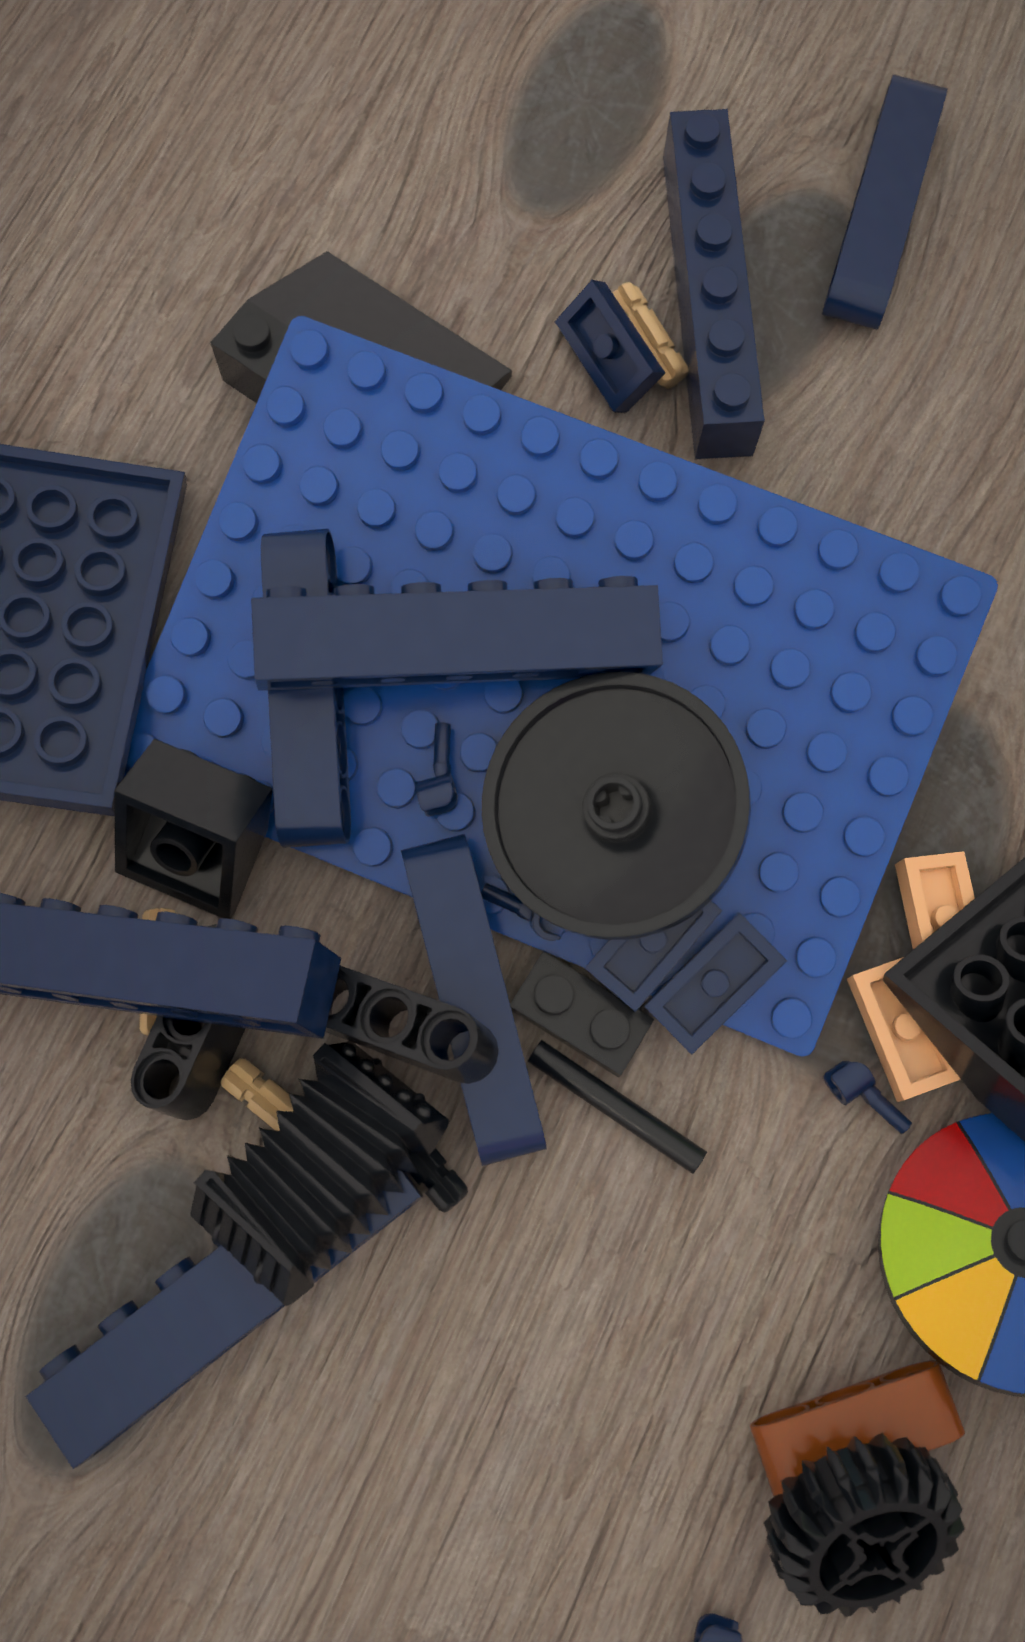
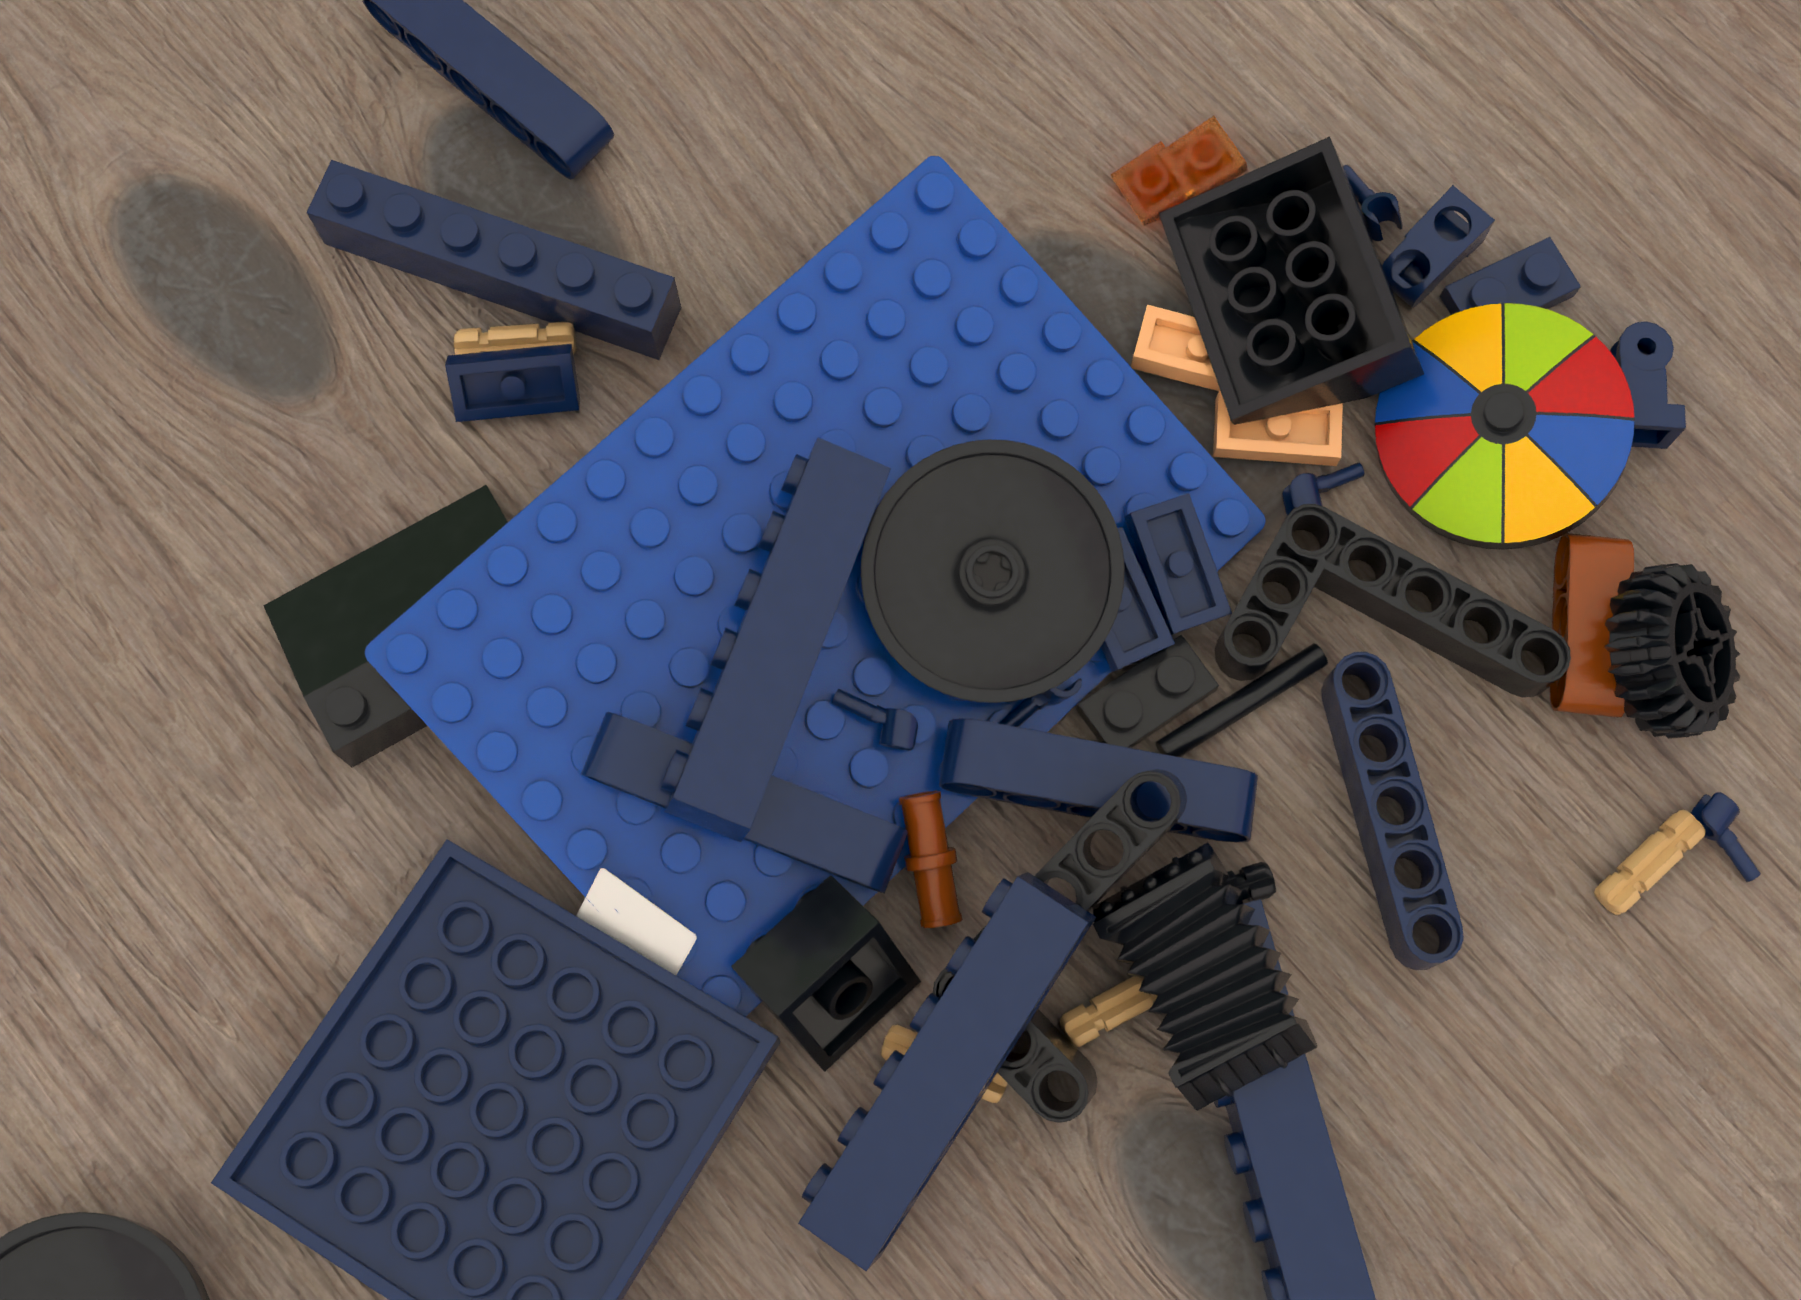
camera: 65 degrees left, 0 degrees up
(167, 649) = (637, 923): none -> white sticker
(336, 877) = (930, 859): none -> dark orange pin
(554, 1327) = (1383, 841): none -> dark blue beam
(639, 1588) = (1649, 862): none -> tan axle
(780, 1202) = (1386, 602): none -> black beam

